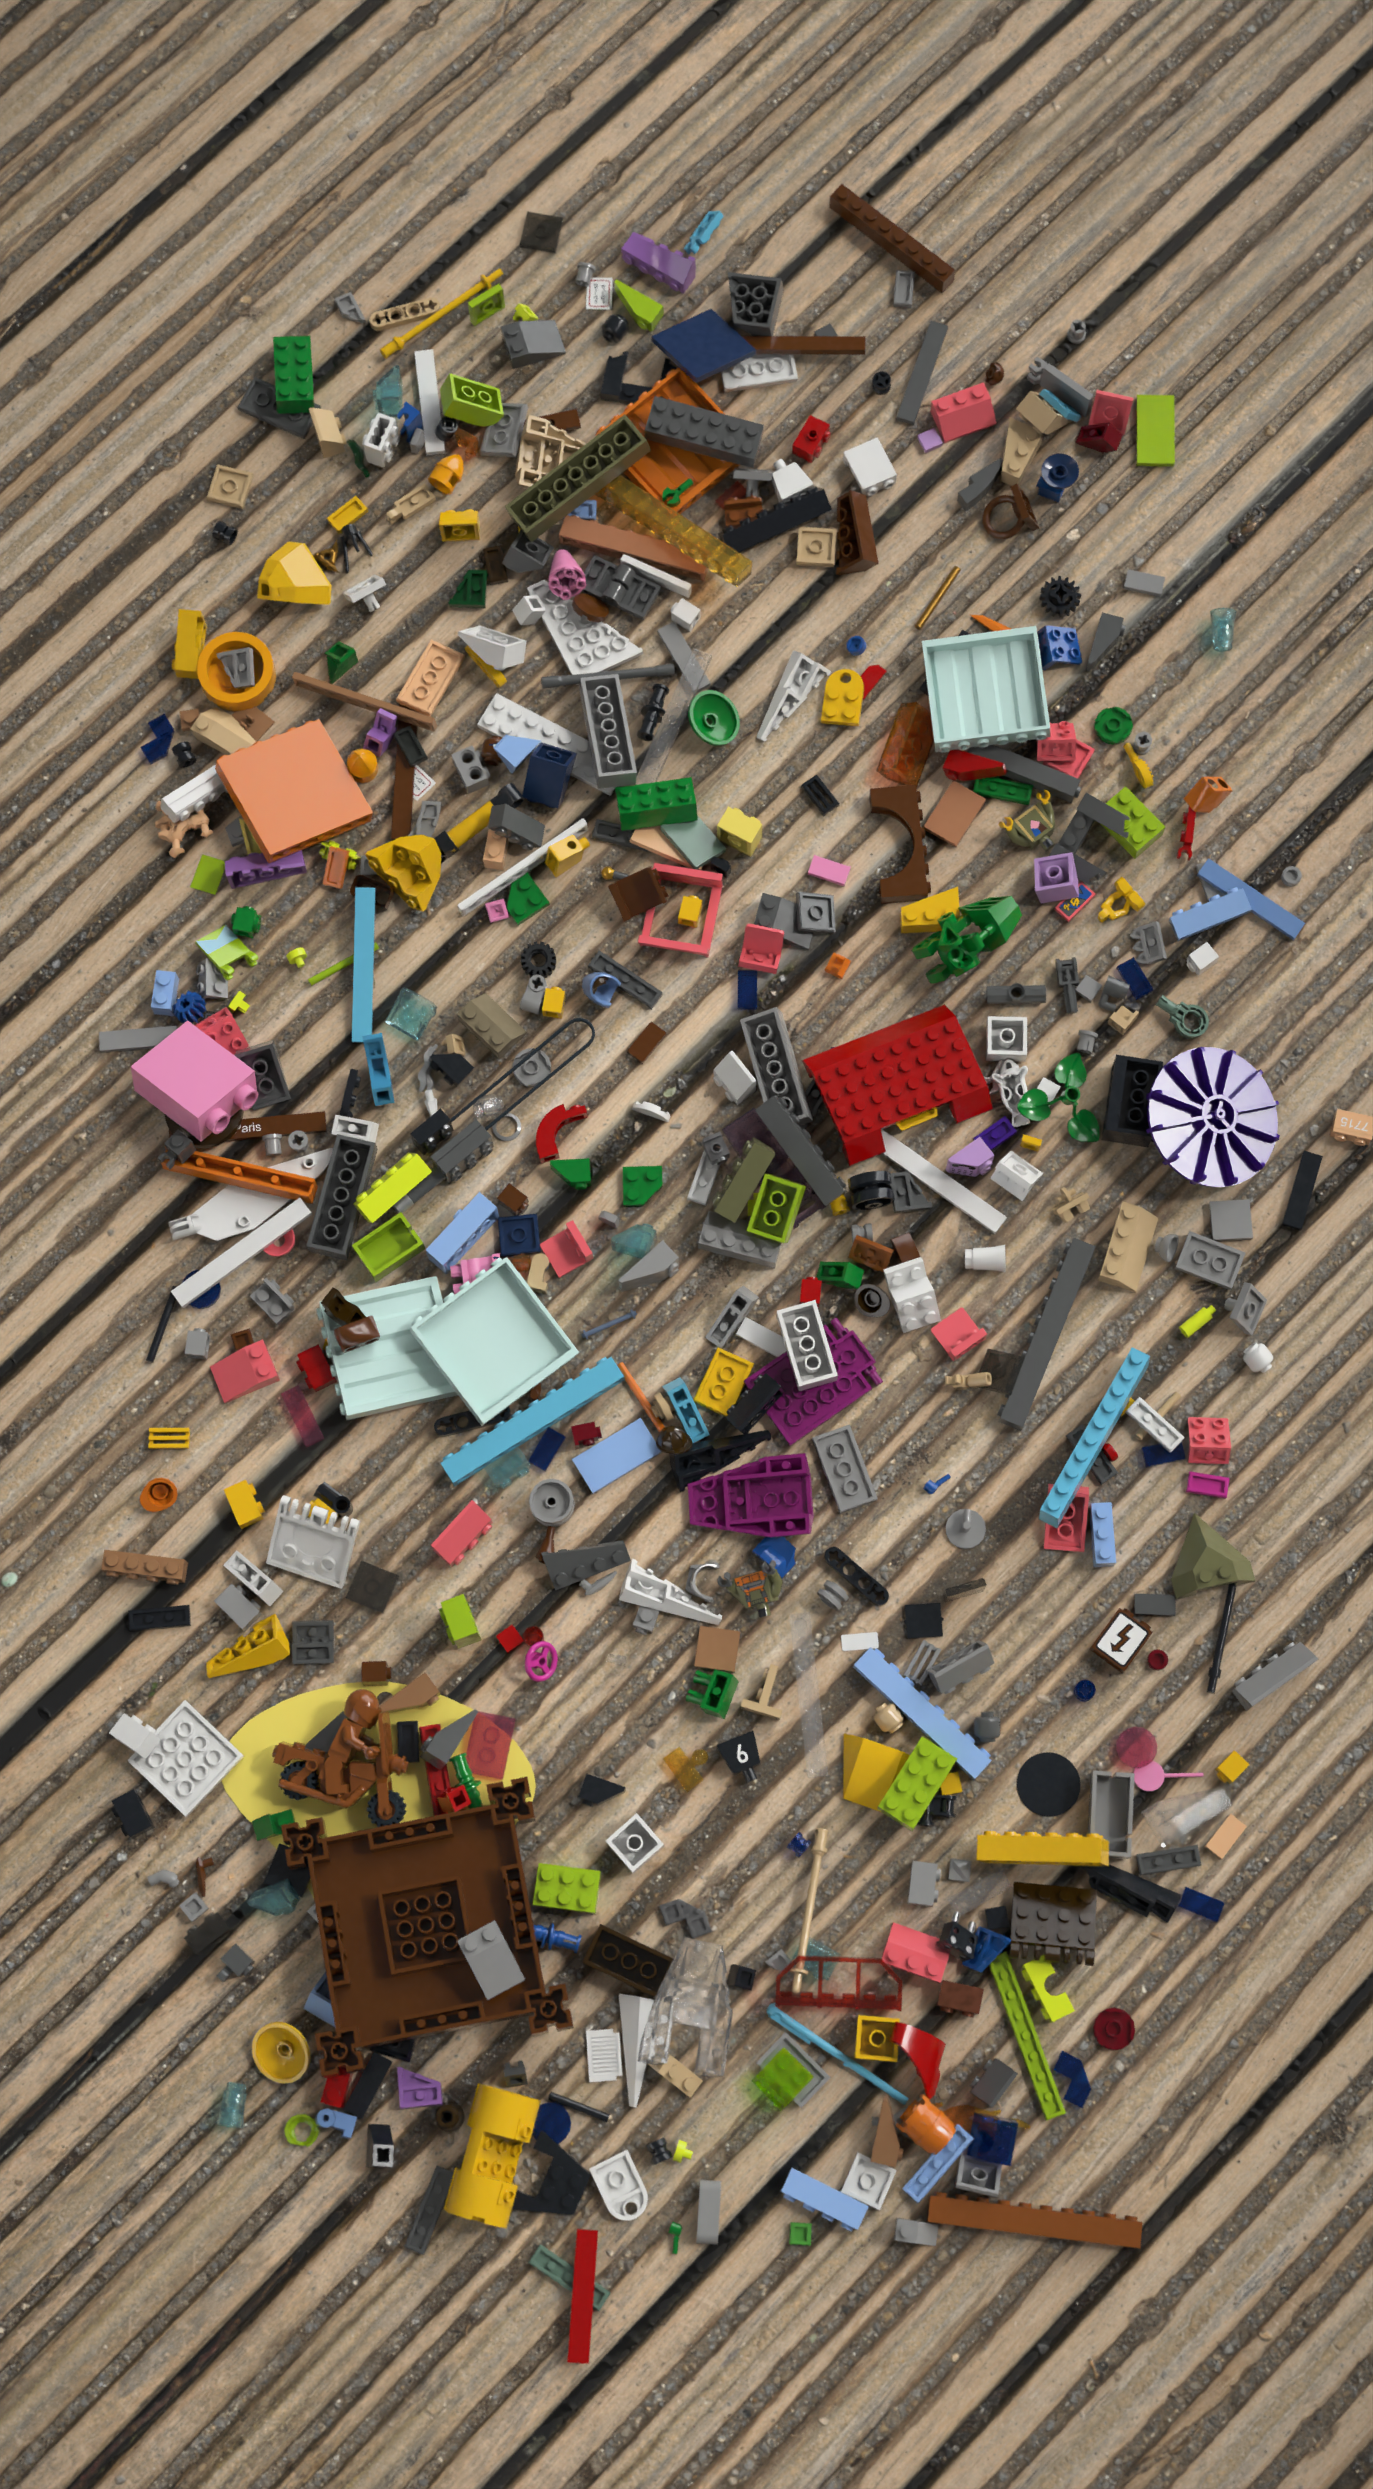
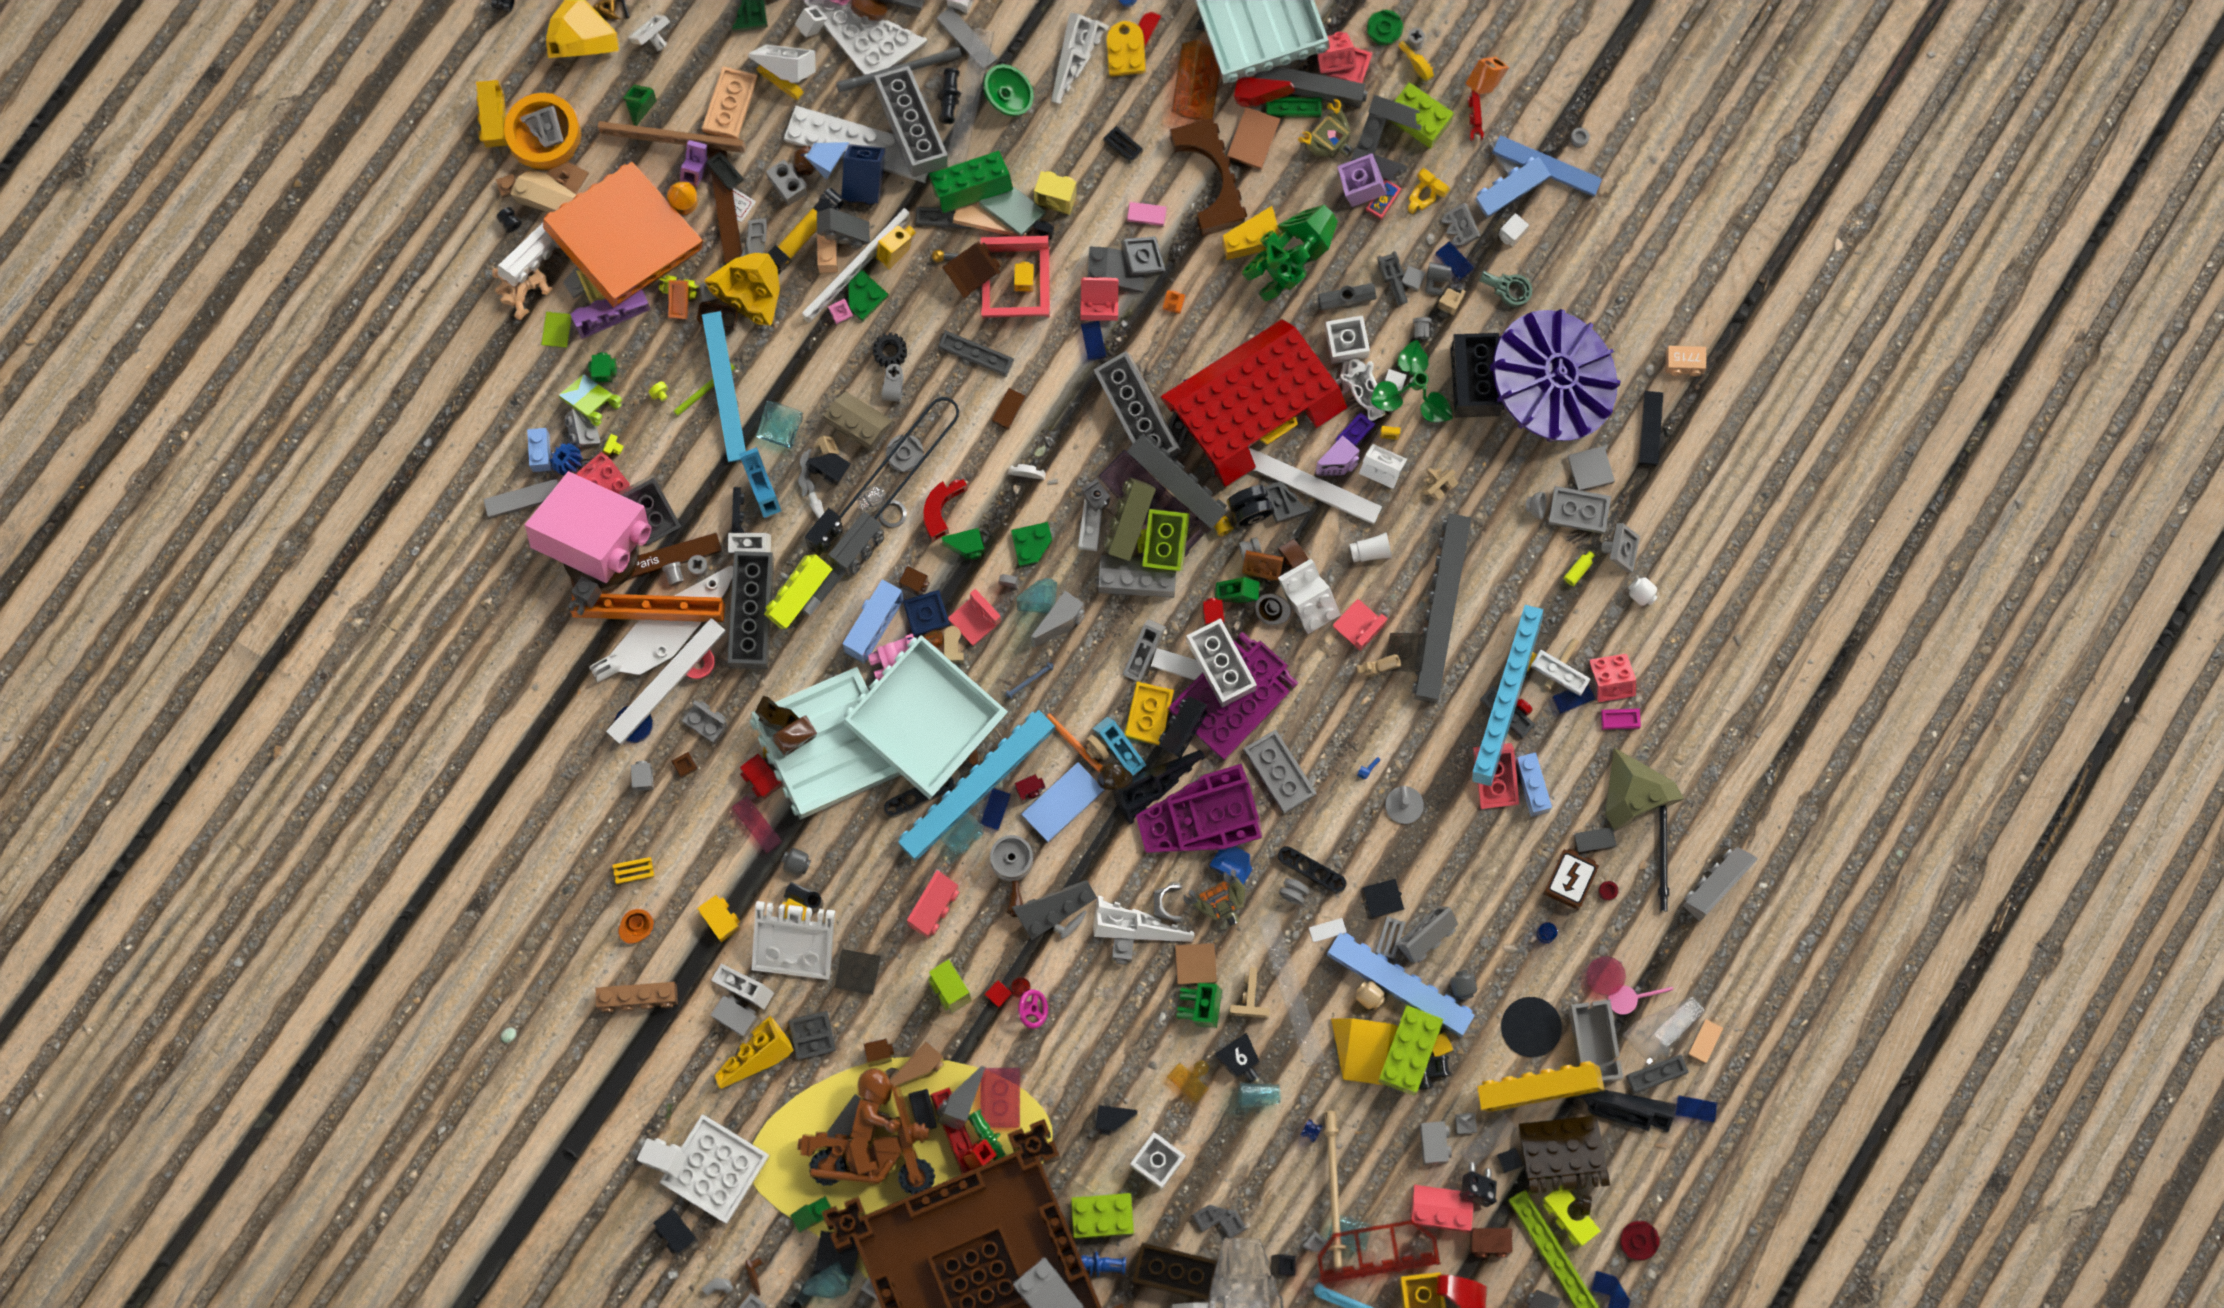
camera: 15 degrees left, 0 degrees up
(159, 1618) = (660, 1042): black tile -> none
(160, 746) = (484, 215): clear blue tile -> none
(161, 1327) = (603, 767): black bar -> none
(244, 1371) = (692, 793): coral slope -> none
(333, 1462) = (795, 862): none -> dark grey head
(388, 1247) = (805, 648): lime piece -> none
(554, 1002) = (913, 387): yellow brick -> none
(600, 987) = (954, 365): medium blue piece -> none
(734, 1078) = (1099, 426): white slope -> none
(752, 1797) = (1258, 1095): none -> clear light blue plant
(964, 1590) = (1416, 861): clear smoke tile -> none
(987, 1949) = (1507, 1190): blue wing -> none
(1064, 1980) = (1584, 1205): none -> dark brown tile
(1128, 1247) = (1500, 512): tan slope -> none
(1231, 1767) = (1697, 976): yellow brick -> none

